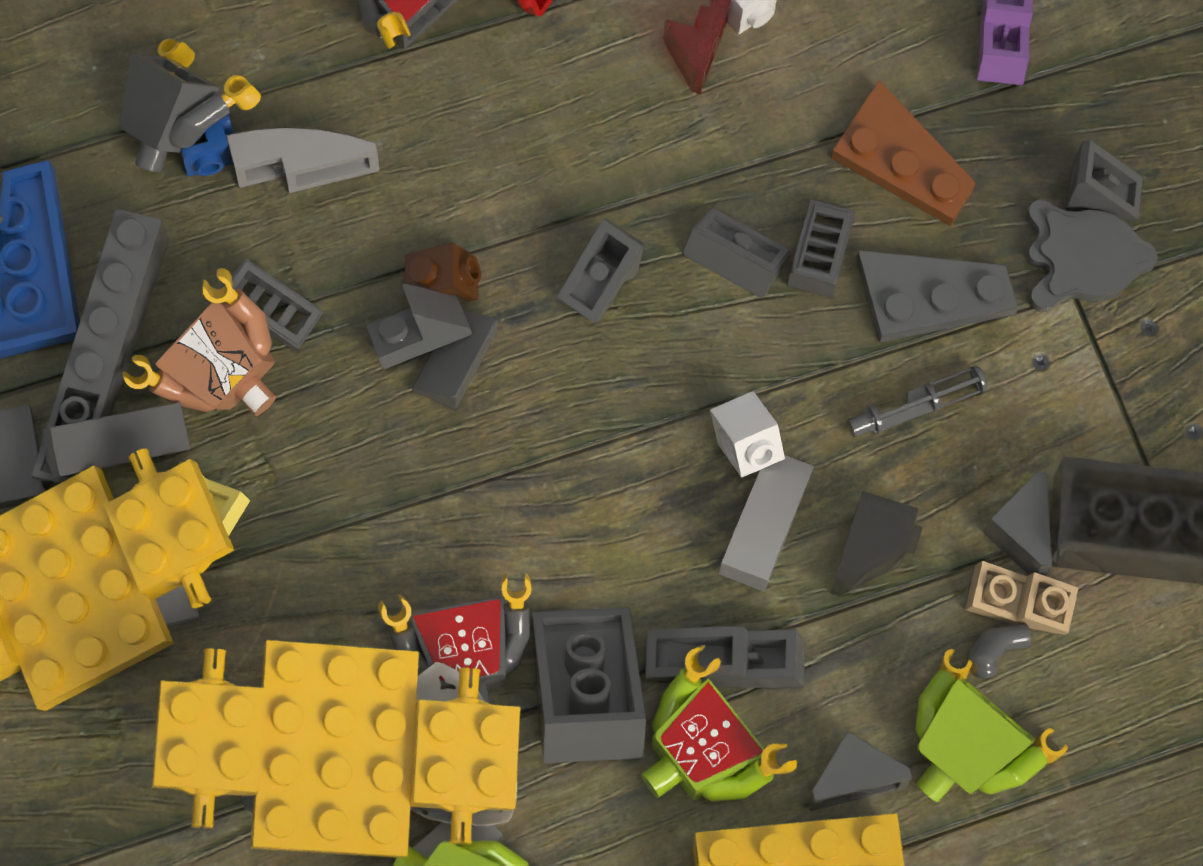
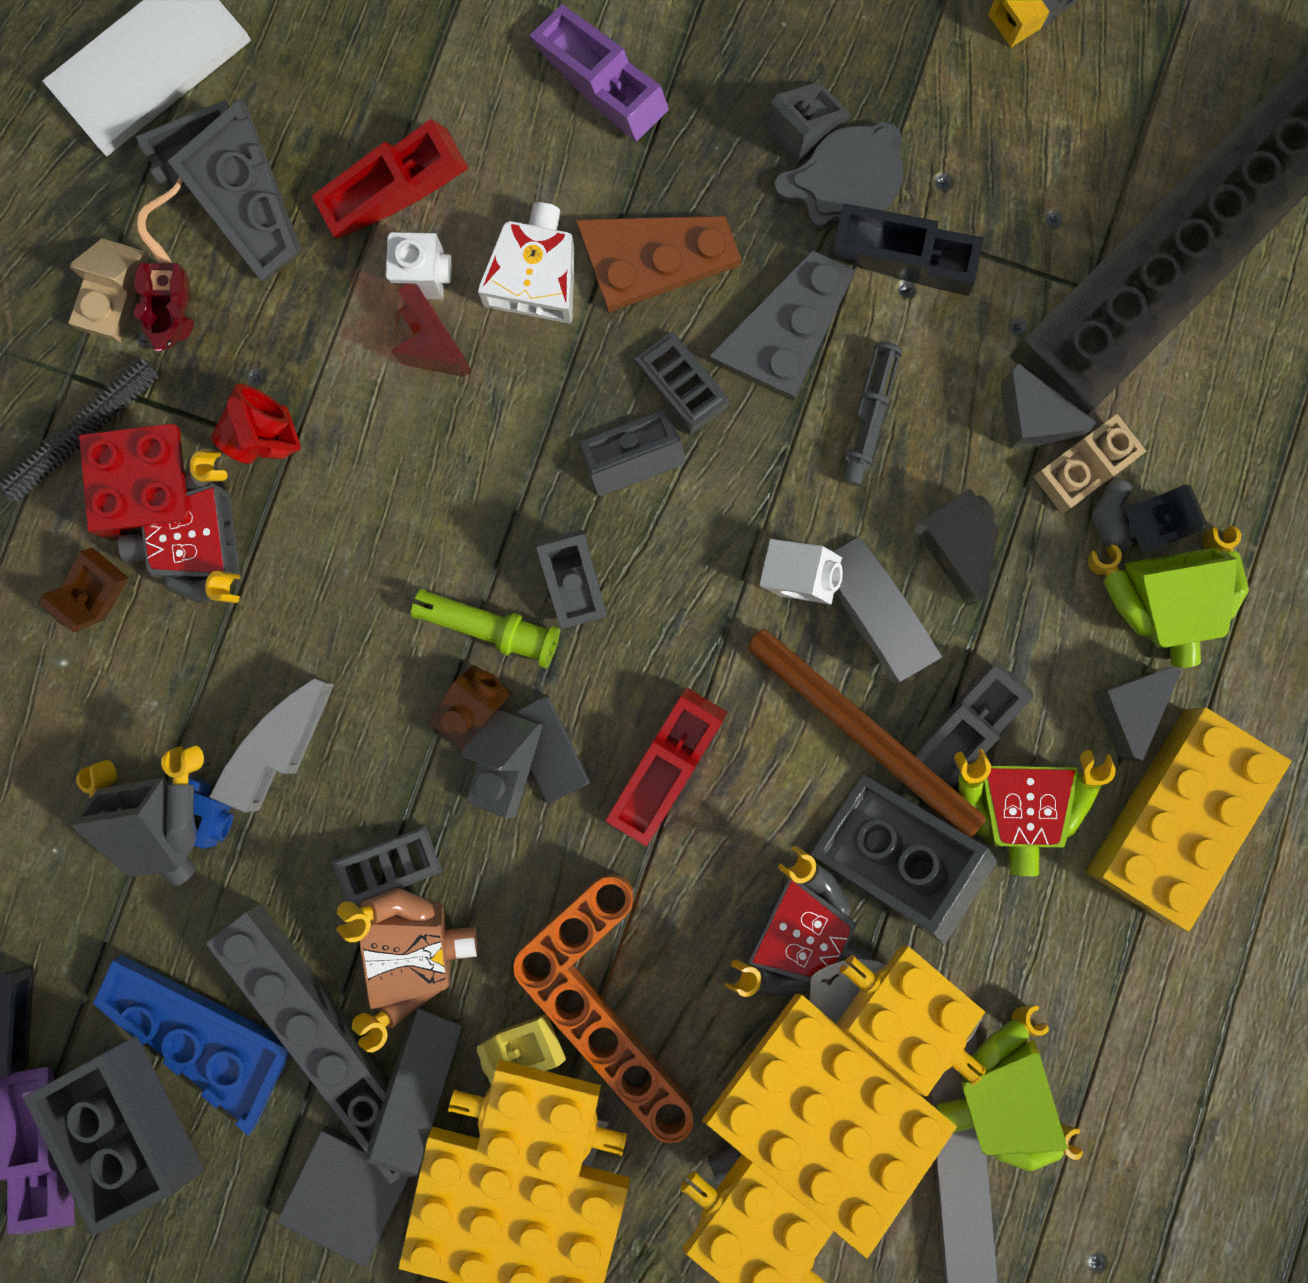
camera: 45 degrees left, 15 degrees up
(278, 534) = (596, 1013): none -> orange beam
(514, 450) = (666, 766): none -> red slope
(521, 259) = (507, 632): none -> lime pin
(662, 578) = (866, 733): none -> dark orange axle
(814, 75) = (532, 268): none -> white torso
(1022, 682) = (1165, 518): none -> black bracket
(1068, 333) = (908, 248): none -> black slope

